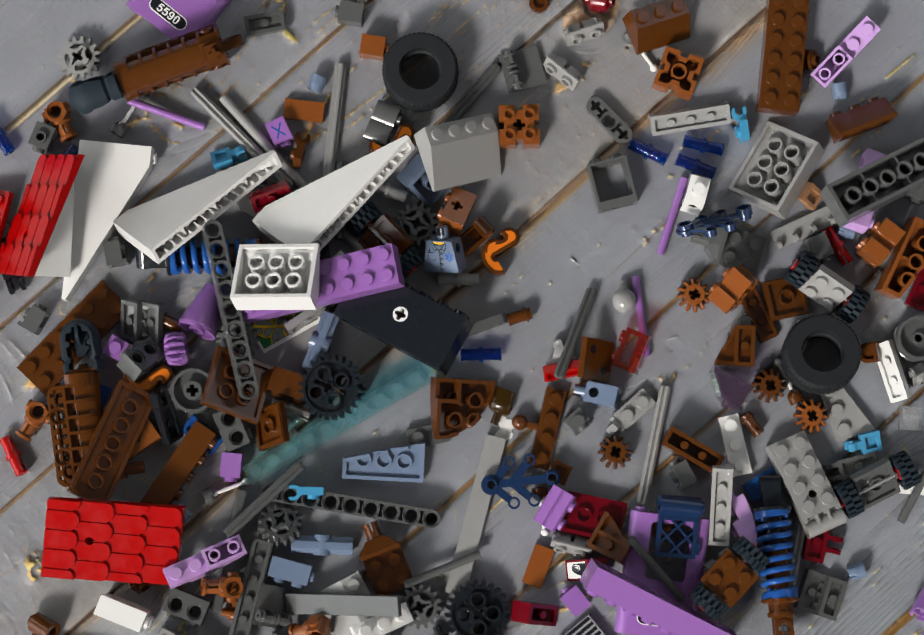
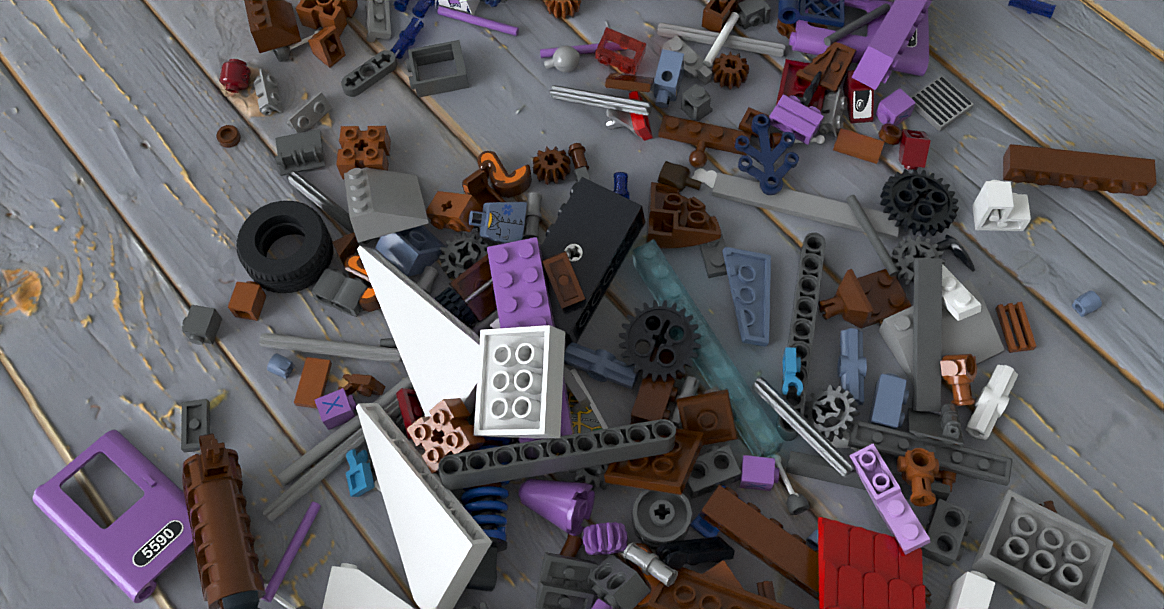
camera: 85 degrees left, 20 degrees down
(152, 381) = (650, 564): none -> light grey pin
(244, 221) = (445, 432): none -> dark orange brick
(373, 305) = (563, 279): none -> reddish brown plate
(422, 120) = (346, 246): none -> reddish brown slope
(504, 287) = (551, 165): none -> reddish brown gear
(549, 594) = (890, 134): none -> reddish brown tile
(576, 516) = (810, 91): none -> black bar
(634, 77) = (327, 46): none -> dark orange slope
(647, 444) = (721, 39): none -> white bar

